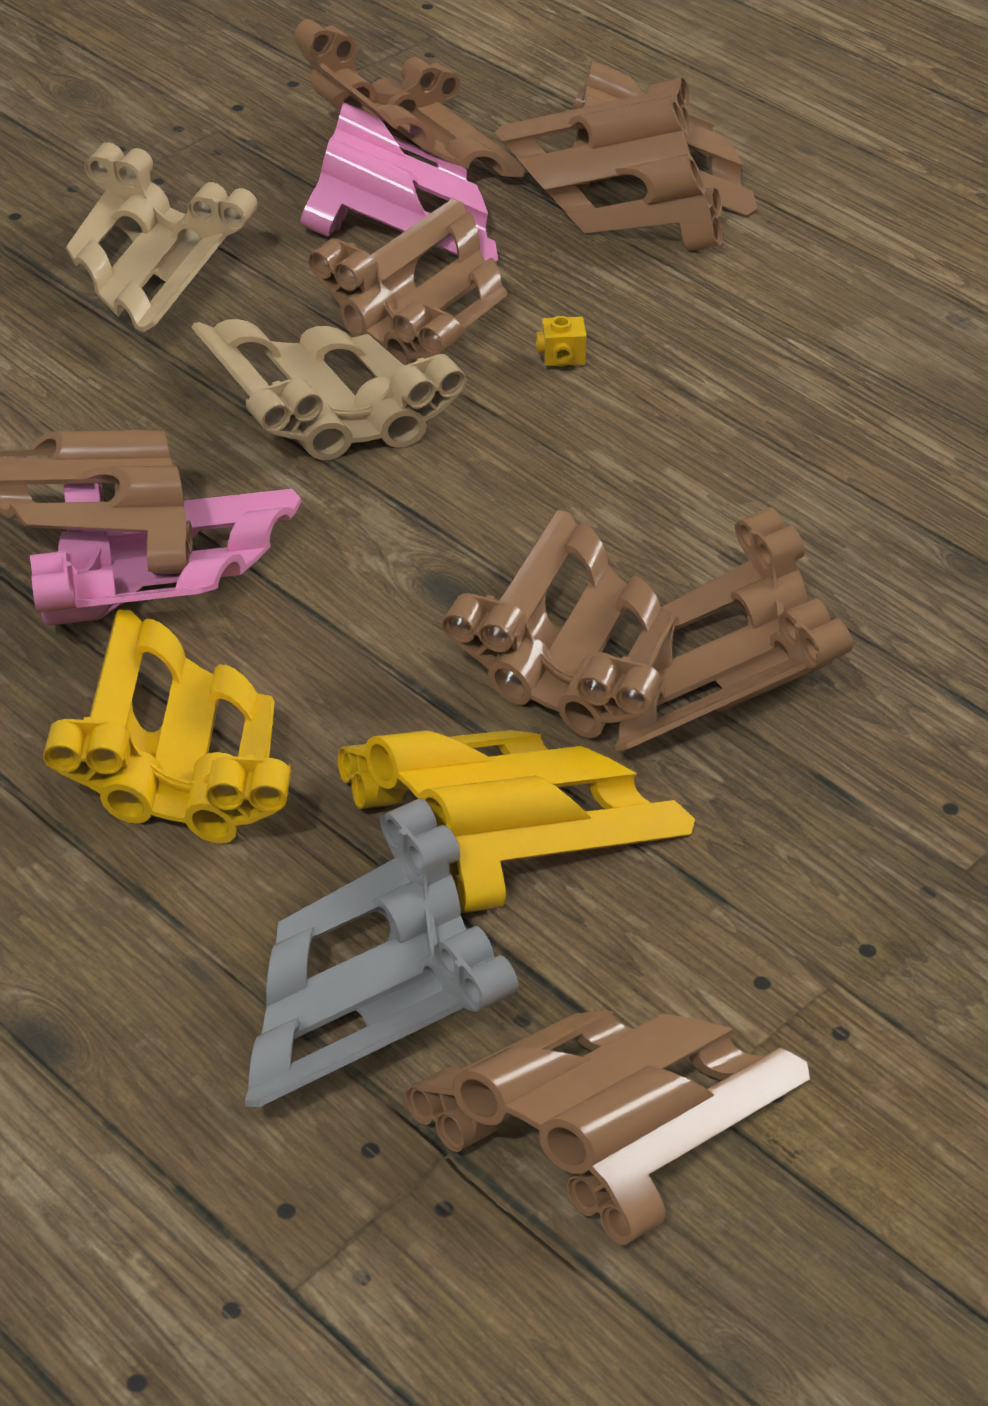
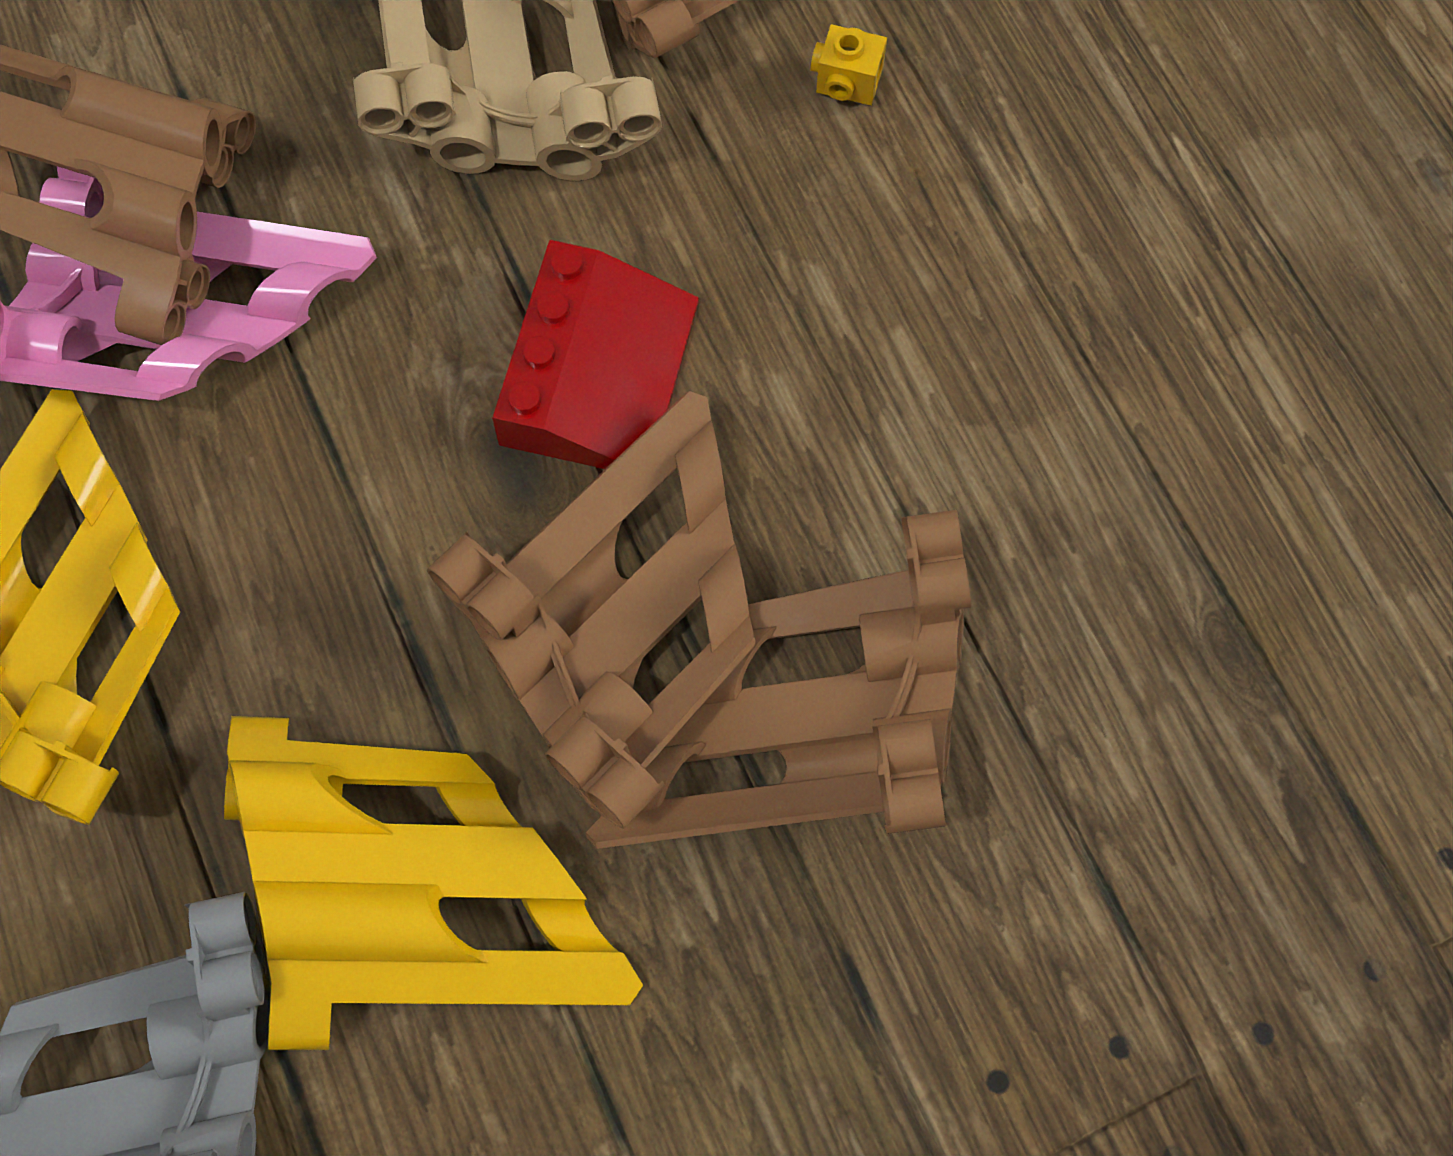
camera: 20 degrees right, 25 degrees up
(474, 522) = (592, 357): none -> red slope

